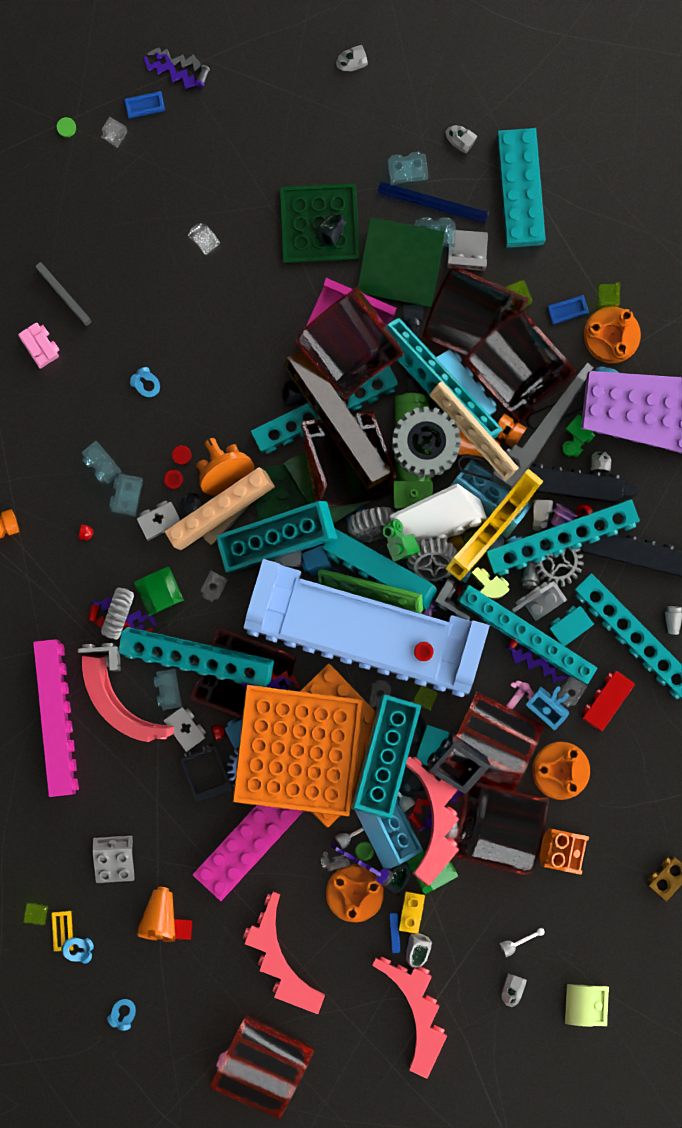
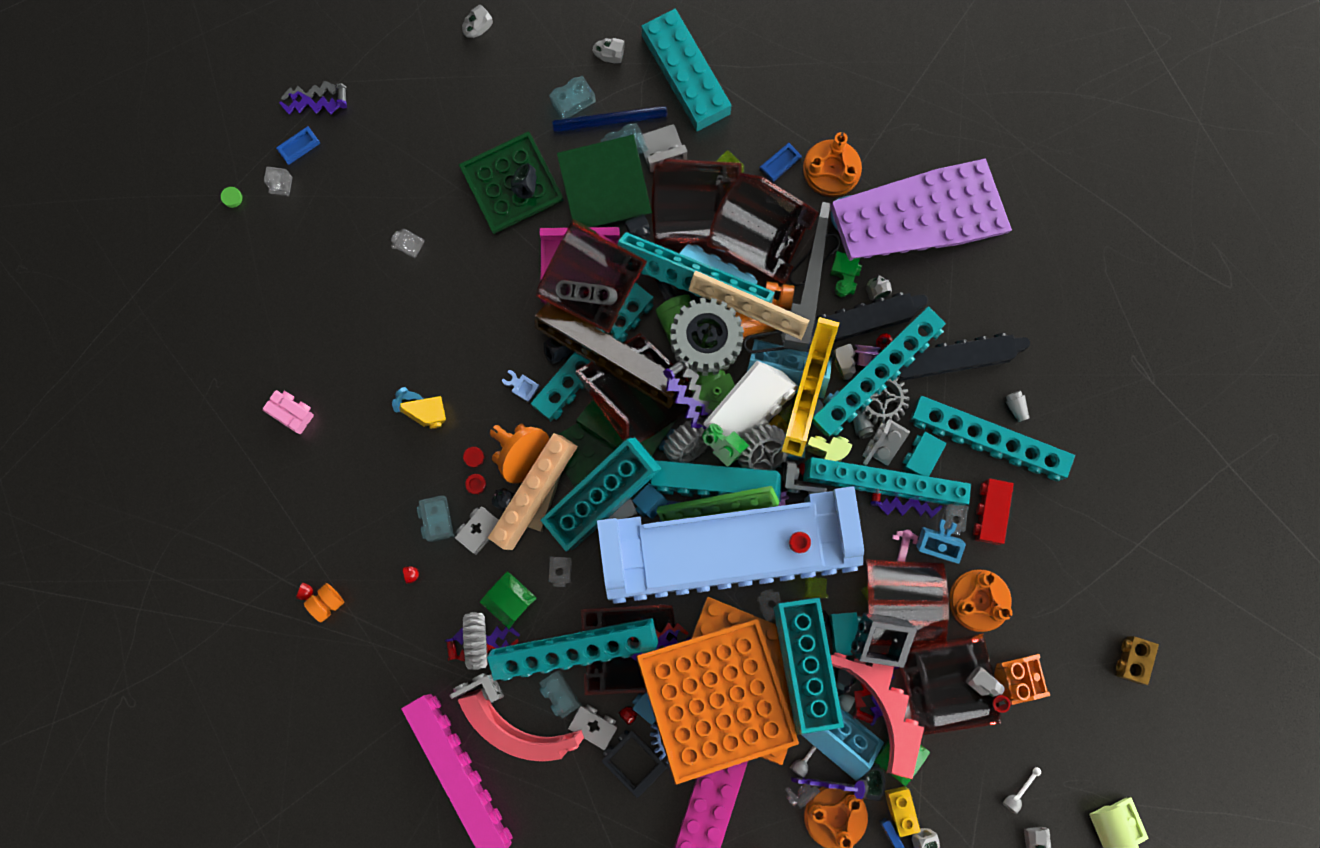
camera: 20 degrees left, 5 degrees down
(63, 294) = (291, 352): dark grey tile -> none
(105, 467) = (396, 497): clear light blue brick -> none
(157, 398) = (425, 411): none -> yellow slope
(251, 413) = (523, 387): none -> light blue plate
(334, 351) = (577, 292): none -> dark grey beam
(364, 851) = (826, 769): bright green tile -> none
(388, 493) = (694, 400): none -> piece
(529, 839) = (984, 683): none -> light grey rock
(535, 857) = (1002, 708): none -> red hinge
(609, 295) = (813, 132): clear neon green panel -> none

